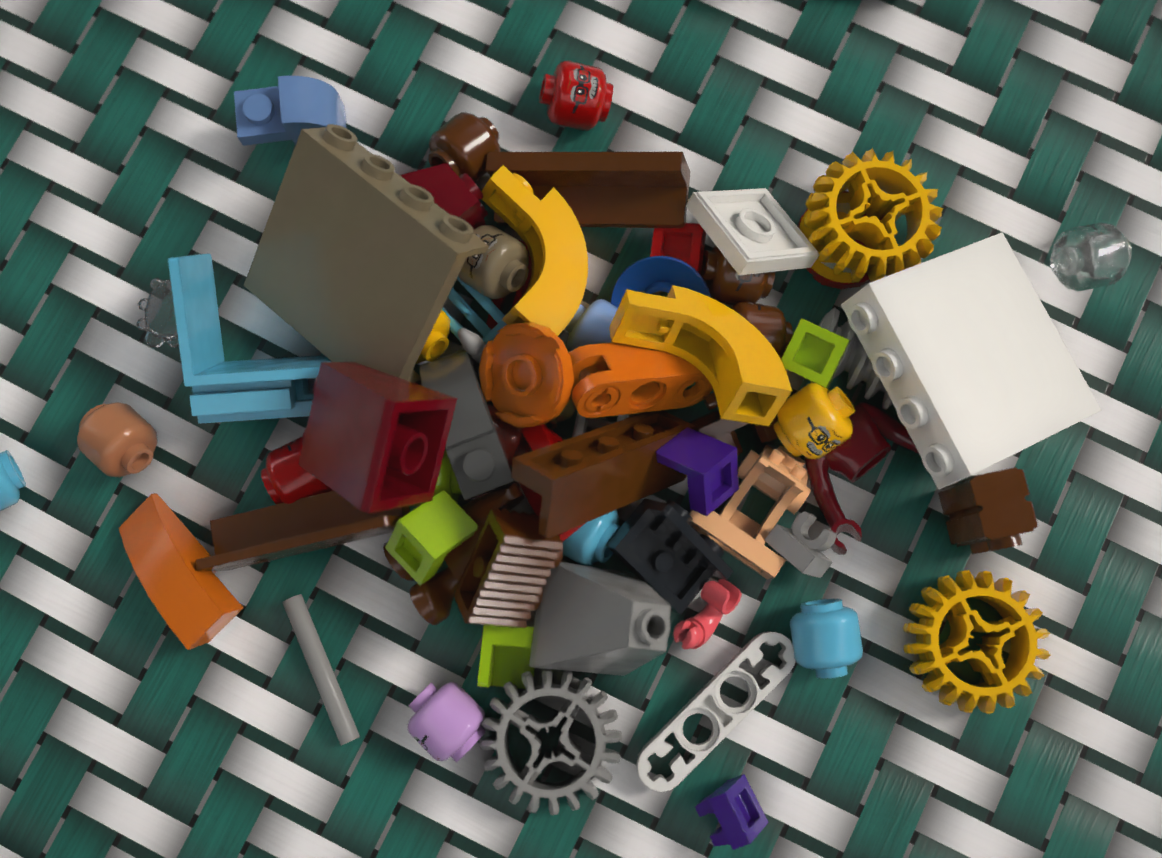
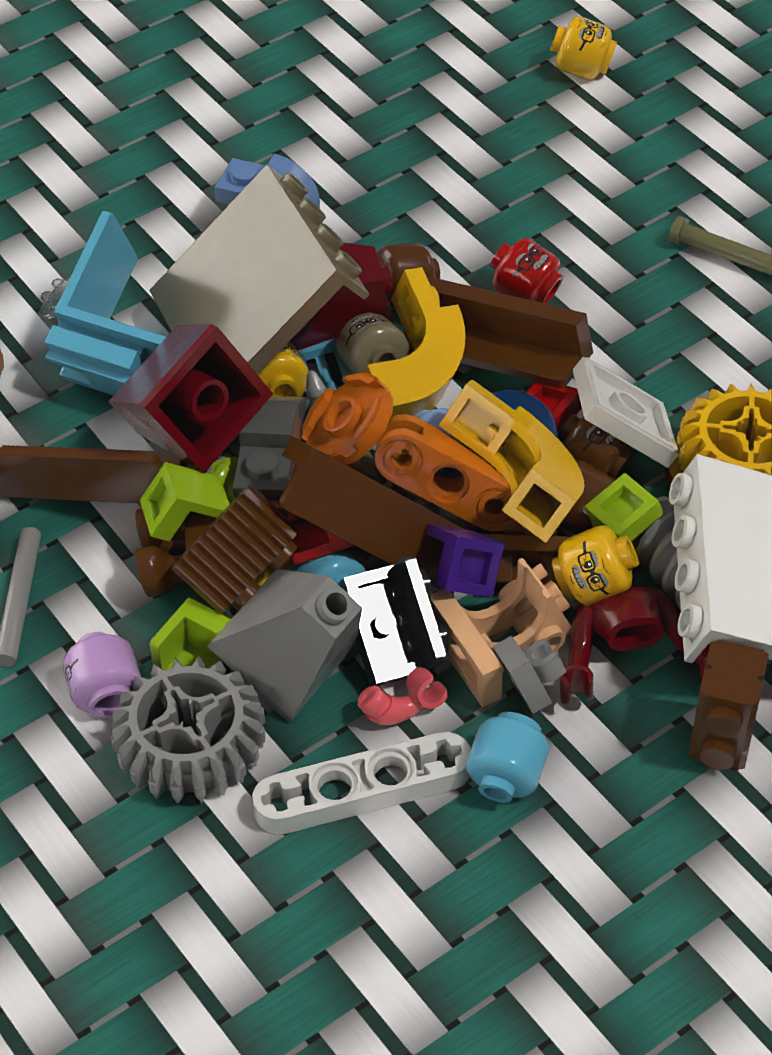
camera: 25 degrees right, 30 degrees down
(286, 479) = (102, 430): red head -> none
(736, 811) = (327, 867): dark purple tile -> none
(1016, 625) = (629, 844): yellow gear -> none

